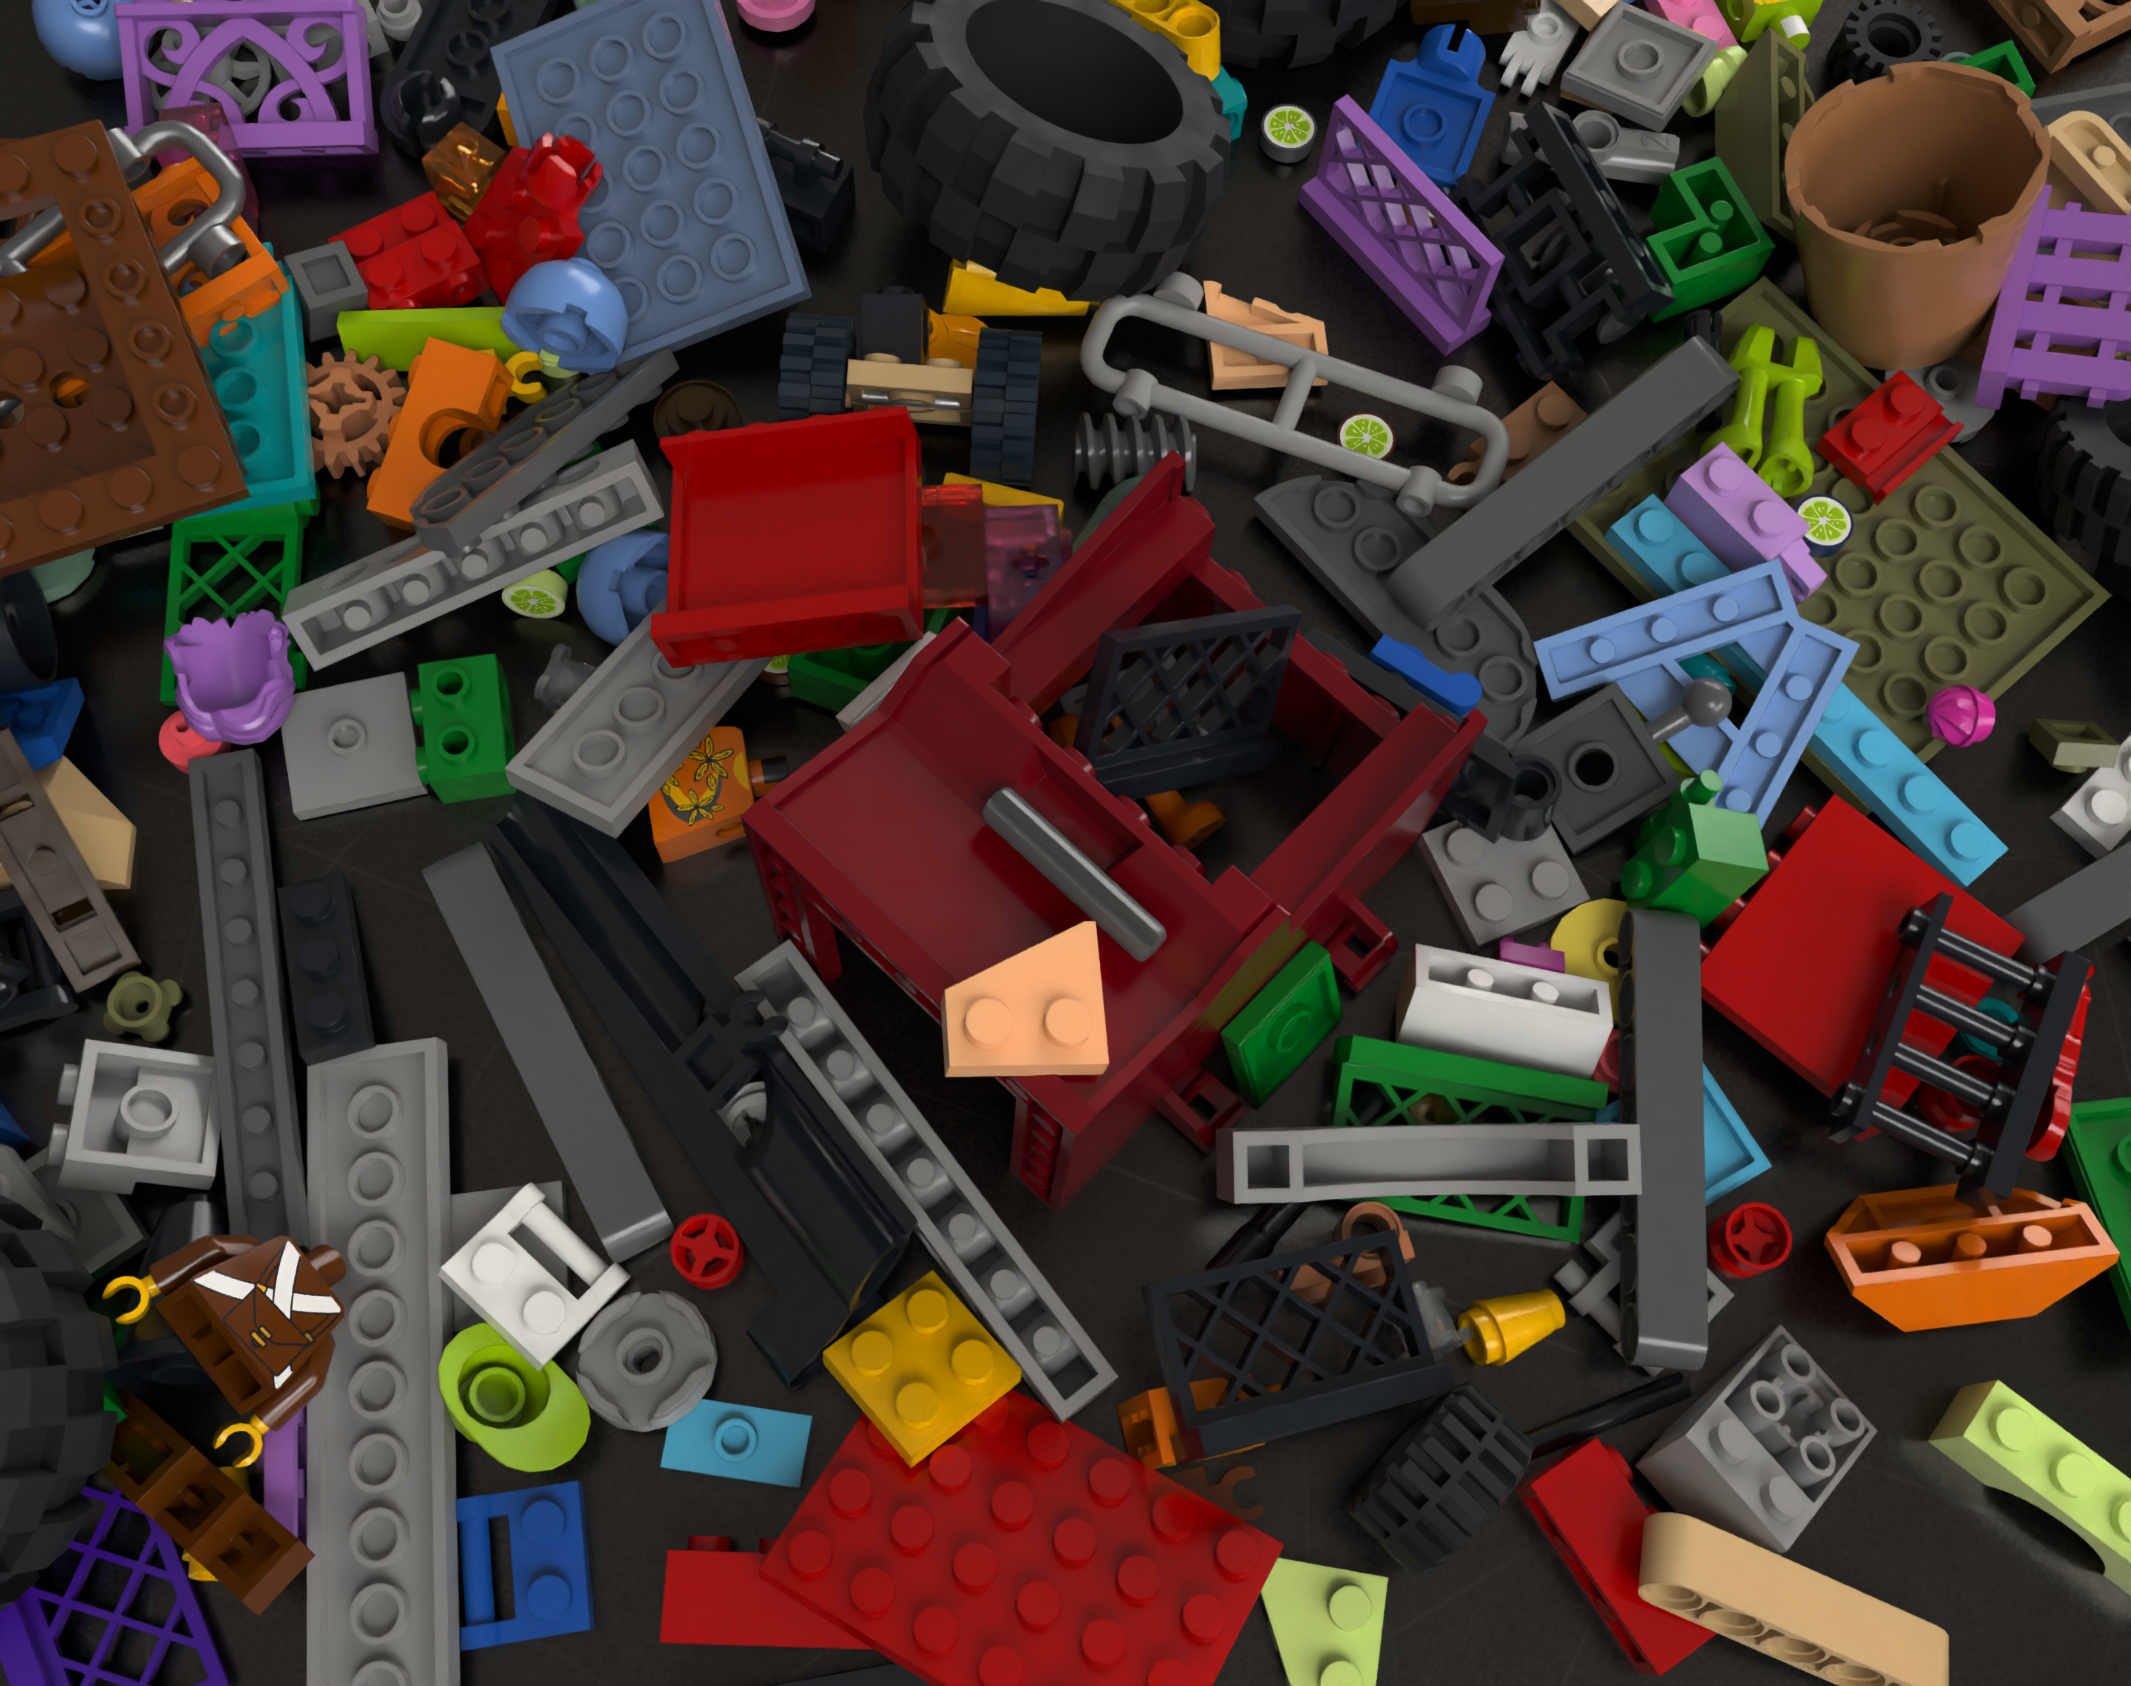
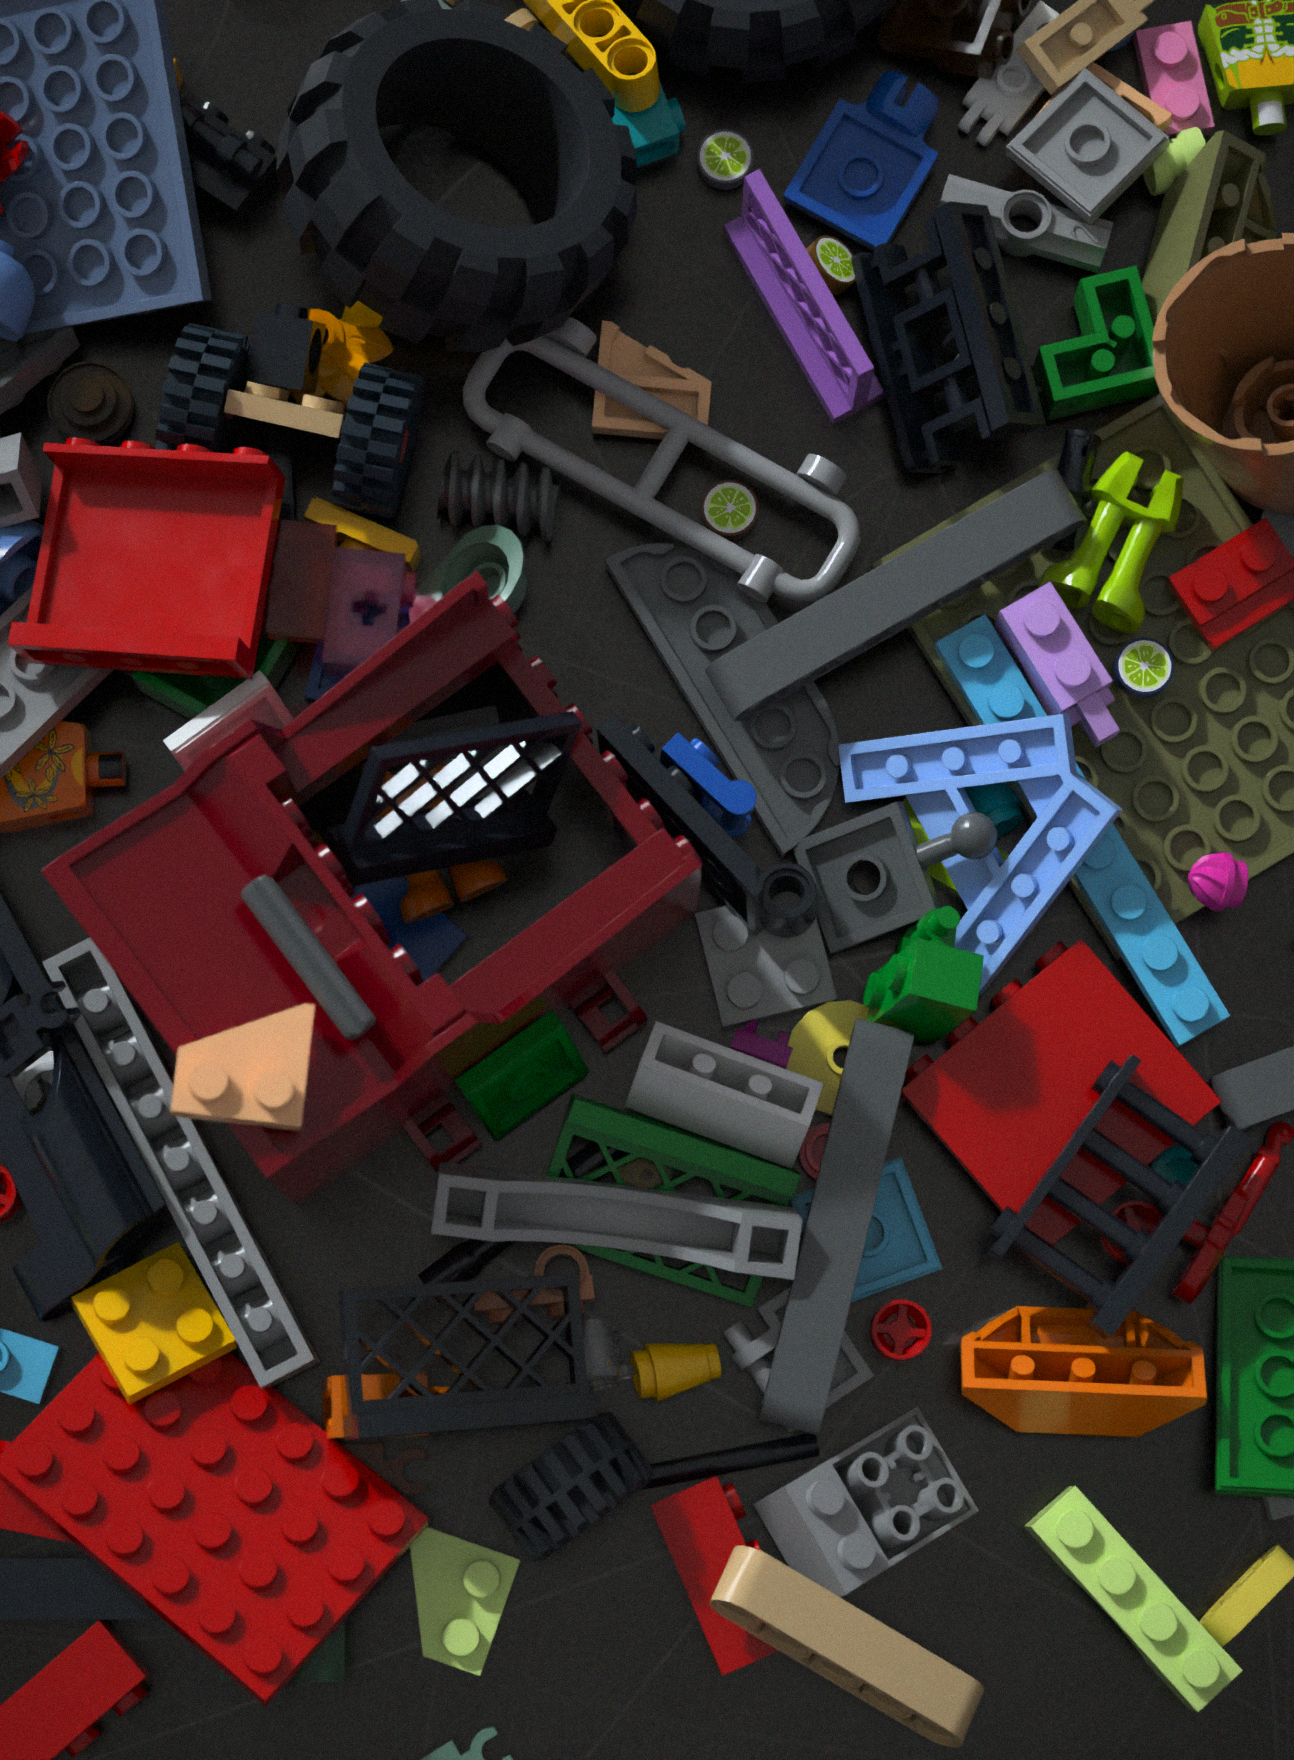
camera: 15 degrees right, 10 degrees up
(1531, 431) = (890, 524): medium nougat plate -> none

